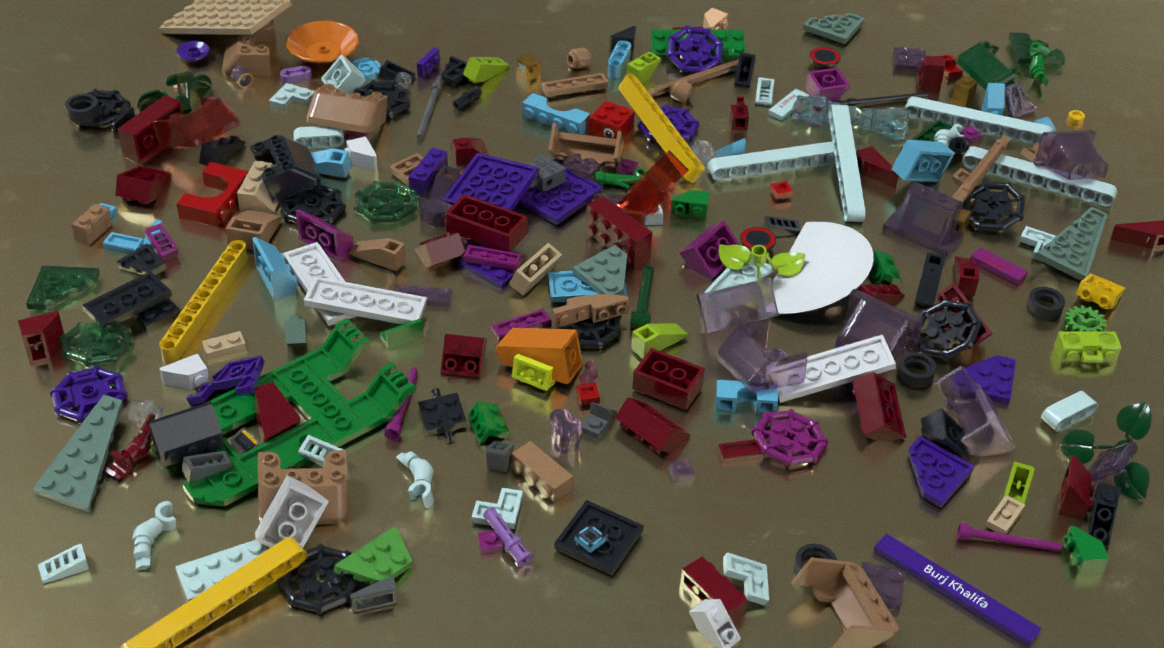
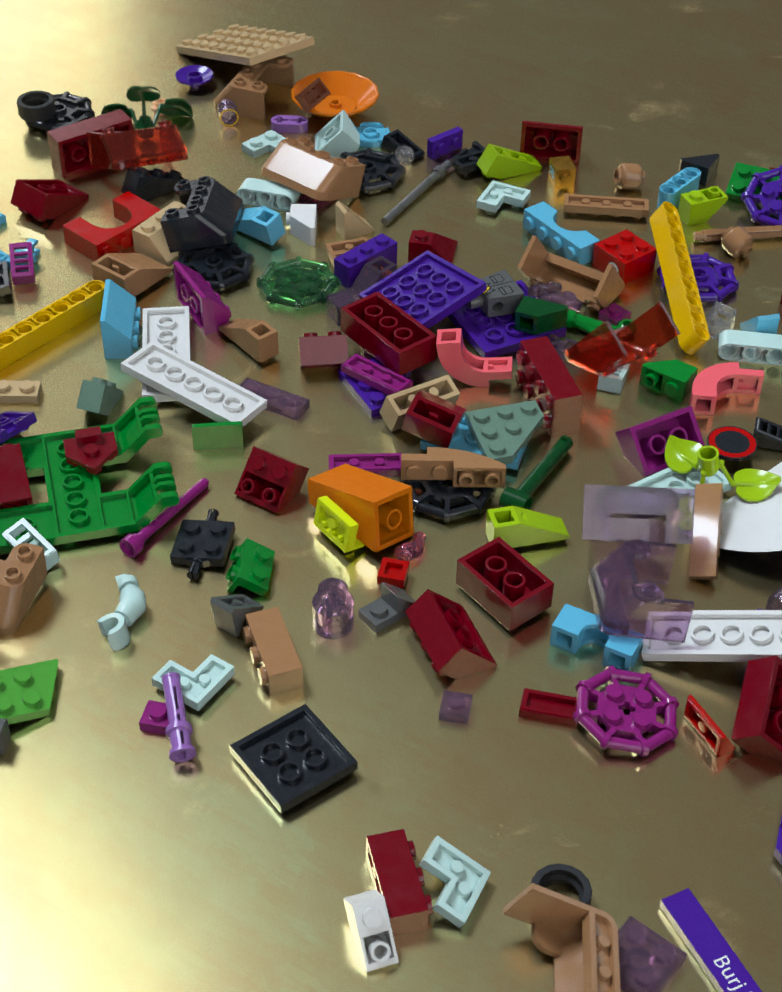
camera: 25 degrees right, 0 degrees up
(310, 47) = (312, 95): none -> copper plate
(320, 370) = (90, 449): none -> dark red plate
(396, 146) = (349, 223): none -> tan slope
(467, 98) = (466, 191): black pin -> none
(493, 93) = (500, 193): none -> light aqua plate
(509, 43) = (551, 140): none -> dark red slope
(553, 233) = (466, 366): none -> coral arch
(557, 278) = (433, 419): none -> dark red slope
(582, 182) = (540, 316): none -> dark green slope
(590, 538) = (275, 754): tile -> none
(727, 195) = (720, 380): none -> coral arch
(783, 323) = (706, 532): none -> medium nougat slope
(843, 431) = (707, 728): none -> red slope

